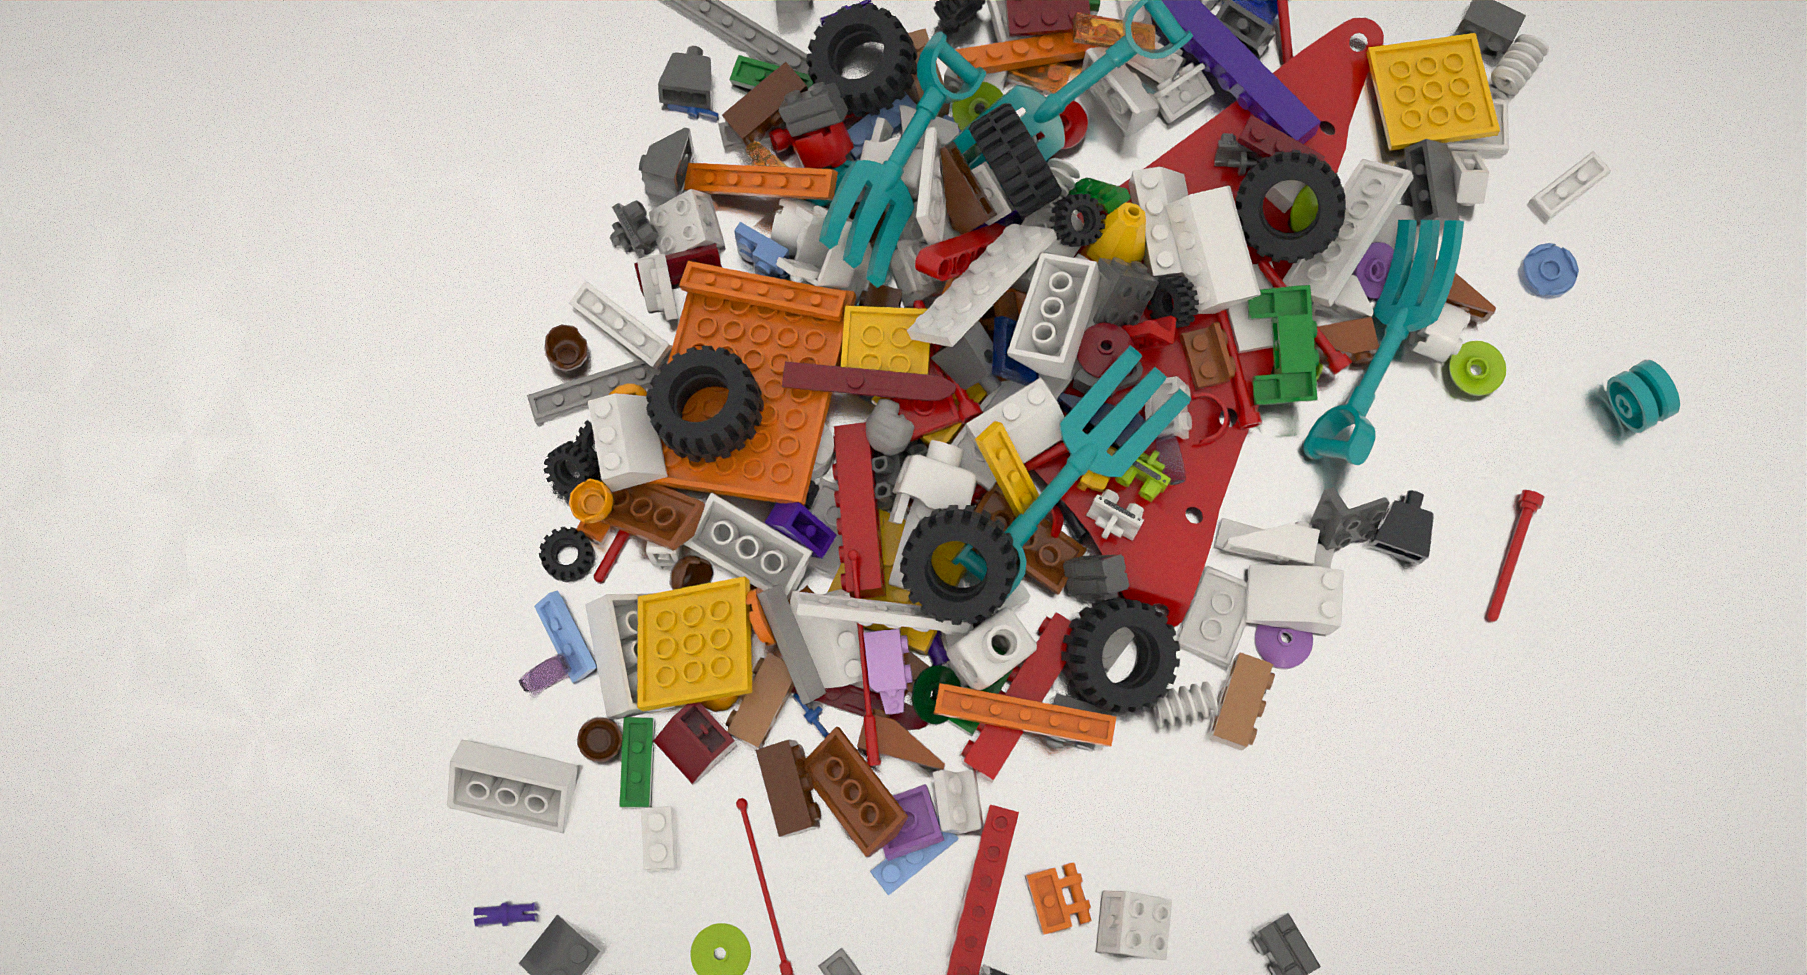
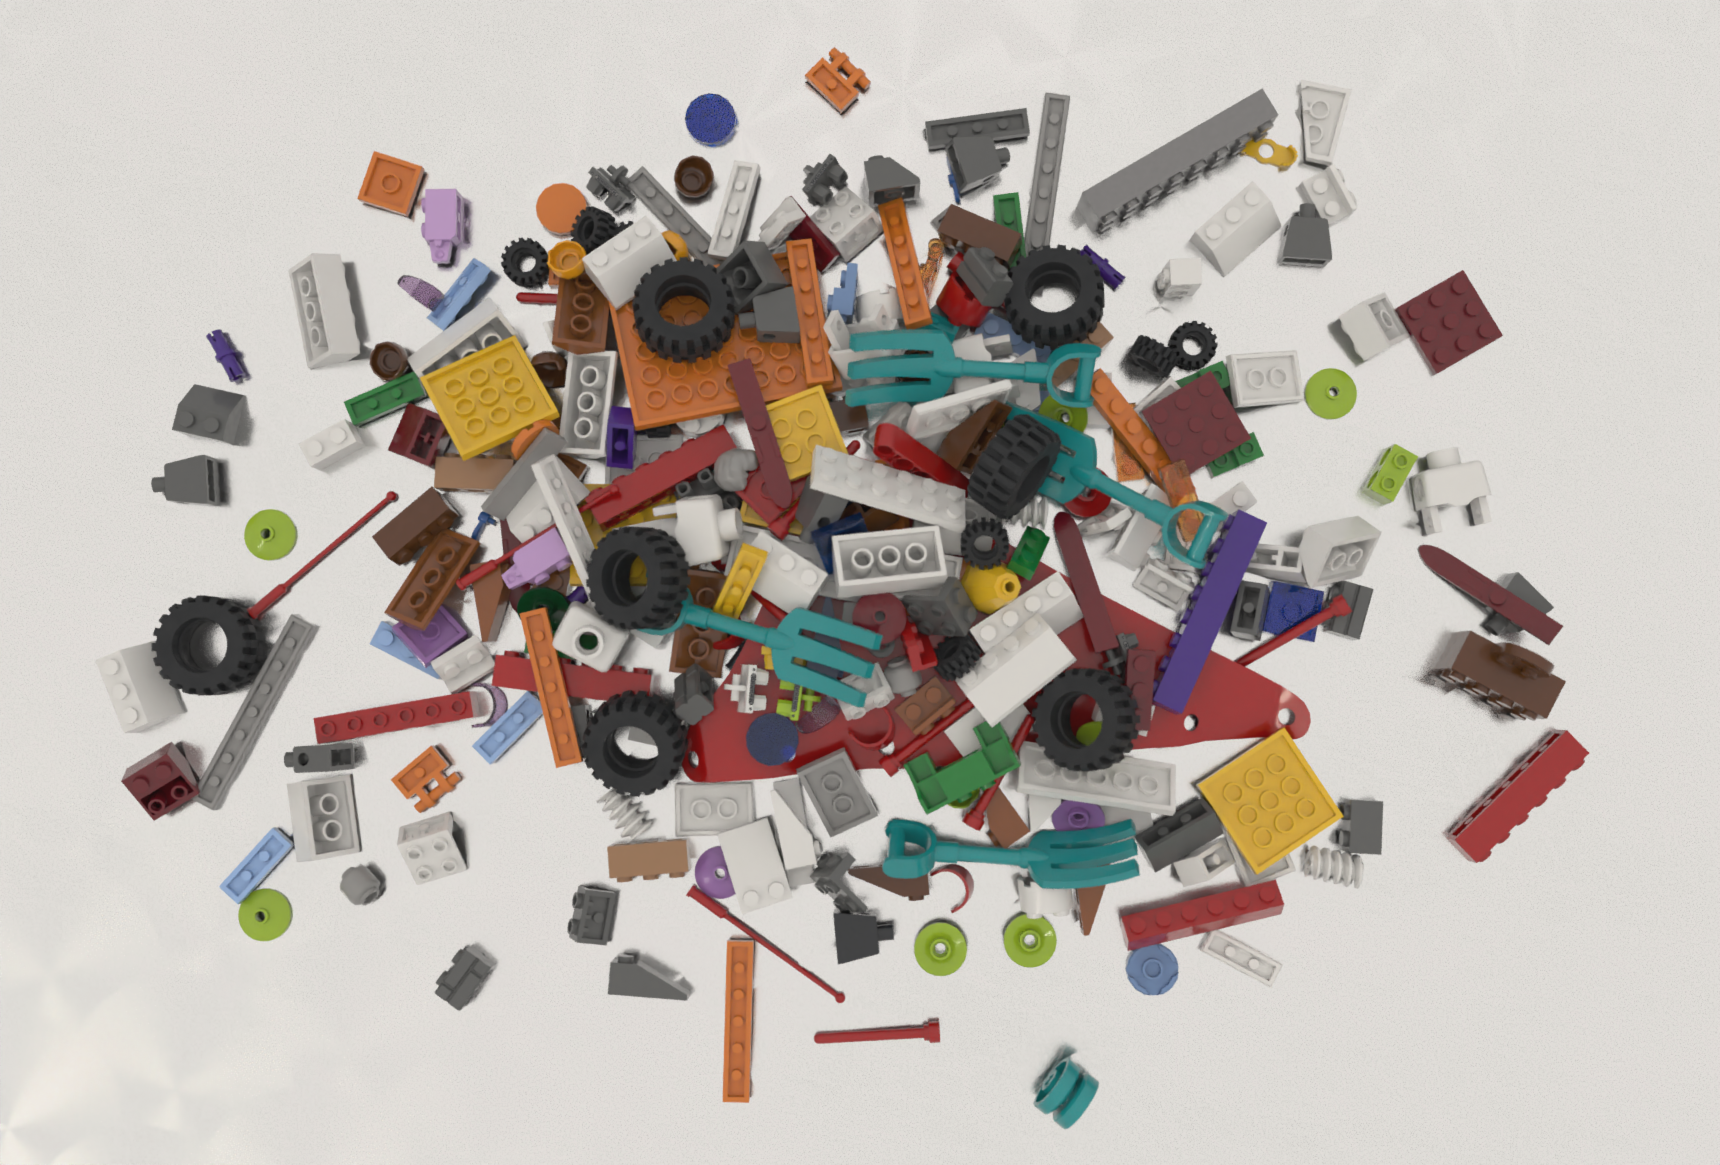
camera: 75 degrees right, 10 degrees up
(413, 655) = (391, 183): none -> orange plate
(482, 619) = (442, 222): none -> lavender hinge
(514, 309) = (710, 119): none -> clear blue tile
(520, 440) = (602, 179): none -> dark grey hips
(528, 495) = (559, 207): none -> orange tile
(540, 178) = (832, 84): none -> orange plate
(662, 43) = (995, 124): none -> dark grey plate
(698, 325) = (751, 273): none -> dark grey slope
(753, 324) = (773, 317): none -> dark grey torso
(1012, 784) = (500, 704): none -> clear purple helmet
(1043, 785) = (509, 727): none -> light blue plate
(1099, 110) = (1113, 517): none -> white wing
(1143, 157) = (1084, 583): none -> dark red piece
(1170, 360) = (901, 677): none -> light grey head
(1176, 517) = (772, 739): none -> clear blue tile
(1254, 482) = (837, 792): none -> light grey plate
(1275, 788) = (591, 916): none -> dark grey bracket
(1326, 655) = (721, 912): none -> red piece
(1358, 476) = (912, 887): none -> reddish brown slope
(1360, 771) = (638, 979): none -> dark grey slope
(1385, 402) = (964, 875): none -> helmet
(1444, 686) = (738, 1021): none -> orange plate
(1463, 450) = (947, 961): none -> lime dish
(1517, 199) = (1201, 915): none -> red brick

